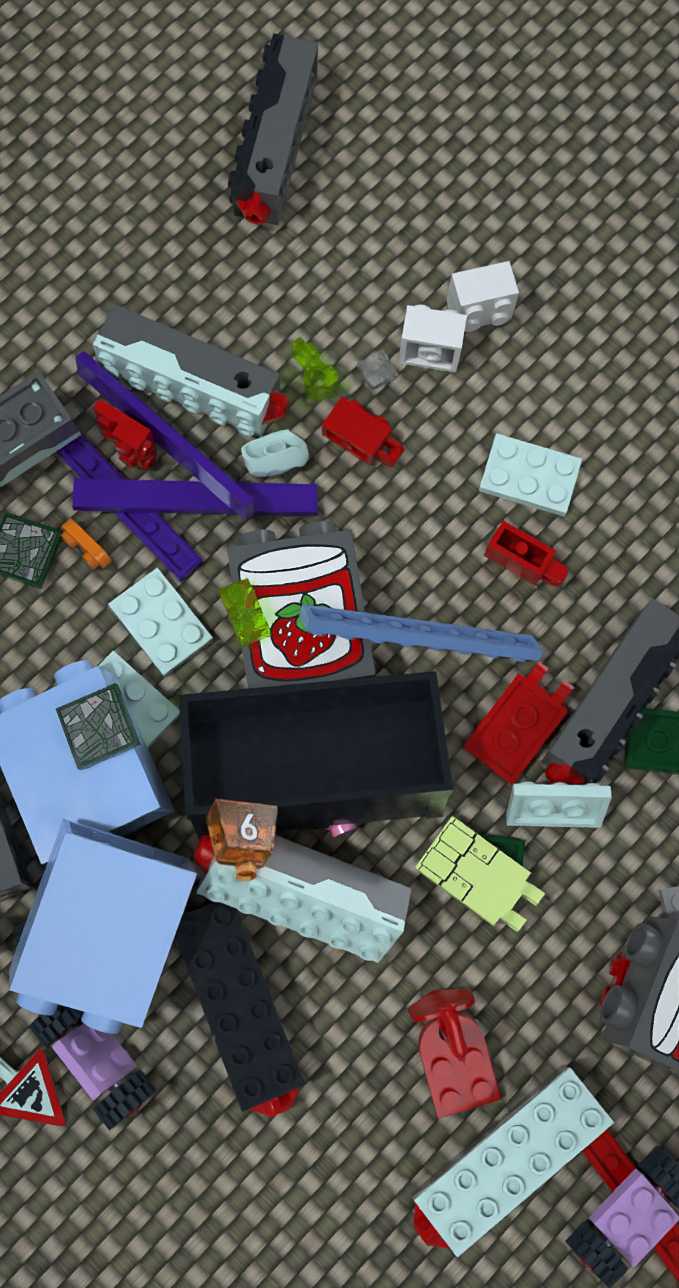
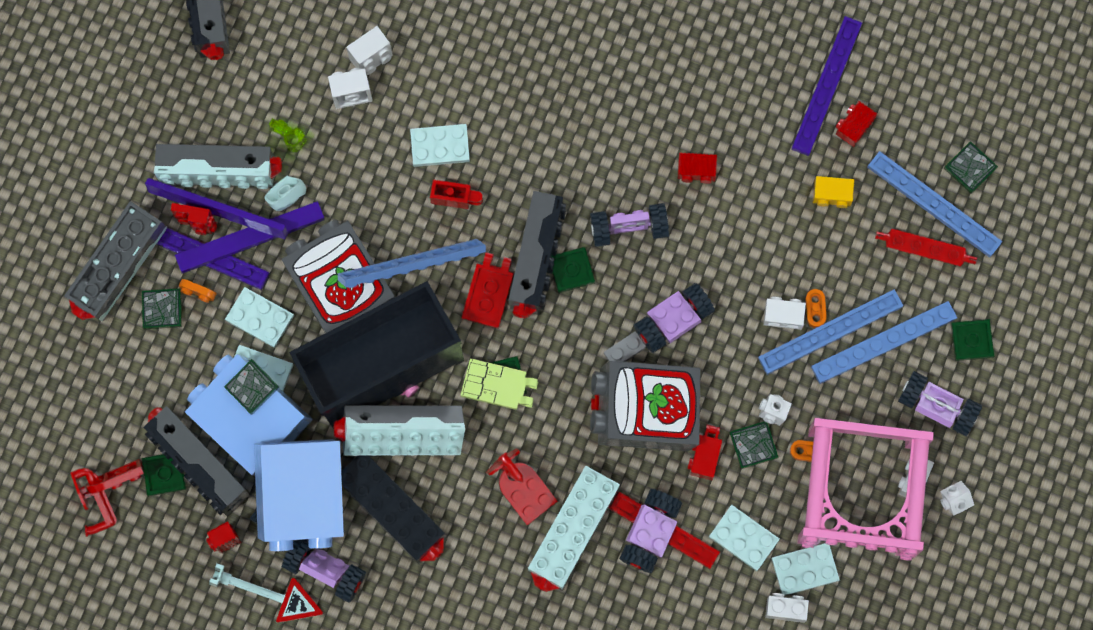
camera: 15 degrees left, 0 degrees up
(242, 835) = (355, 410): clear orange torso -> none
(244, 612) = (307, 291): clear neon green plate -> none
(361, 433) = (331, 160): red brick -> none
(377, 370) = (325, 119): clear plate -> none
(558, 805) = (526, 328): light aqua plate -> none

